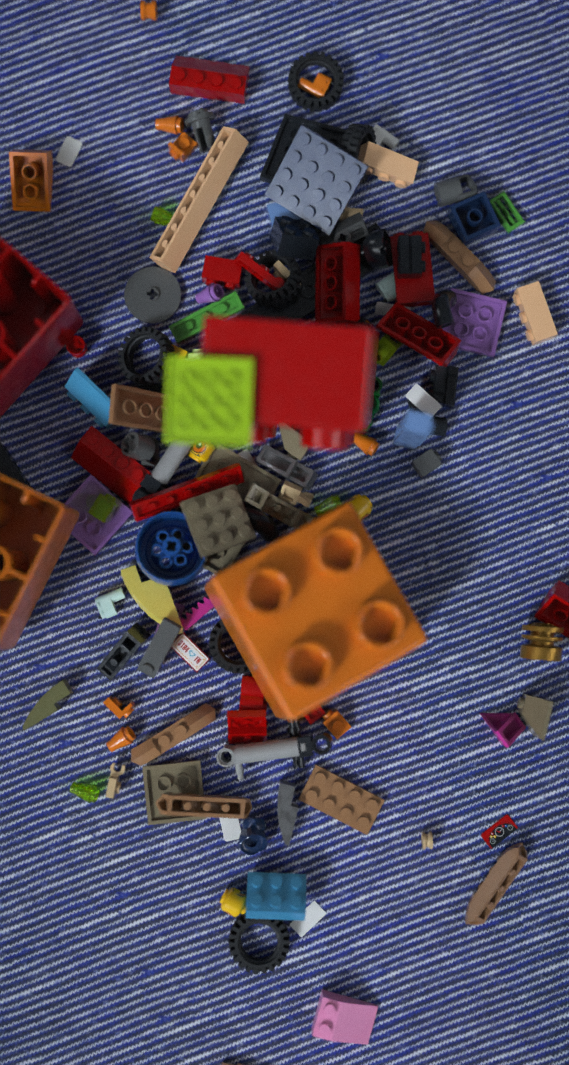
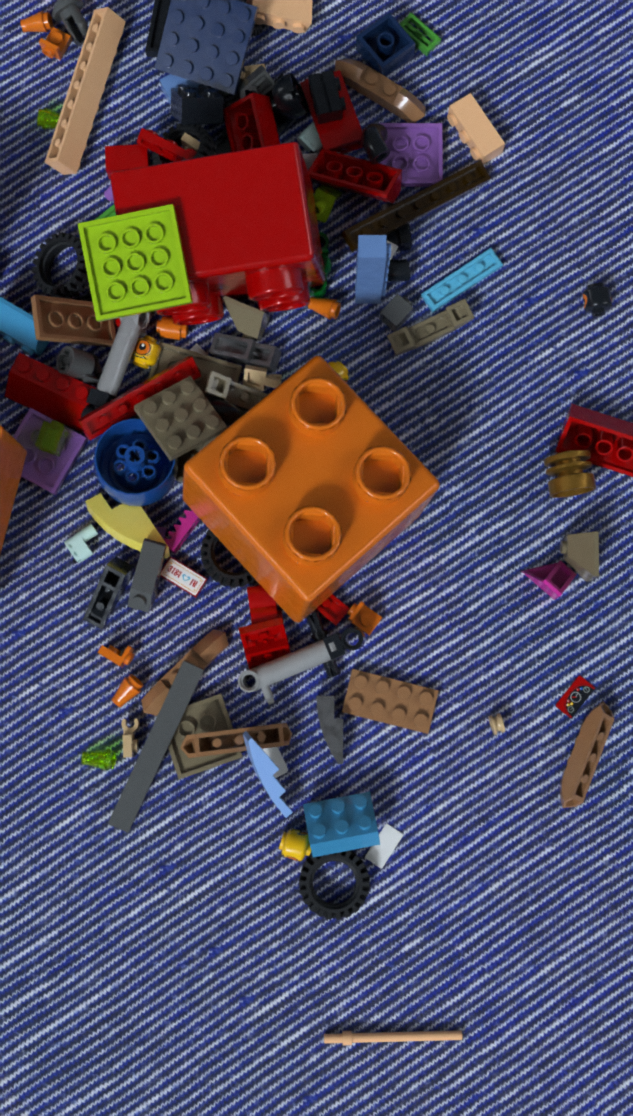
camera: 10 degrees left, 5 degrees down
(48, 703) = (36, 670): olive slope -> none
(135, 793) = (155, 746): none -> dark grey tile
(142, 284) = (43, 196): dark grey piece -> none
(223, 838) = (265, 771): none -> light blue slope
(253, 836) = (300, 766): dark blue hair -> none
(343, 1019) = (451, 949): bright pink slope -> none
(450, 190) = (354, 22): dark grey piece -> none
(453, 483) = (431, 328): none -> dark tan slope
(465, 374) = (418, 204): none -> dark brown plate
(490, 446) = (461, 280): none -> medium azure tile

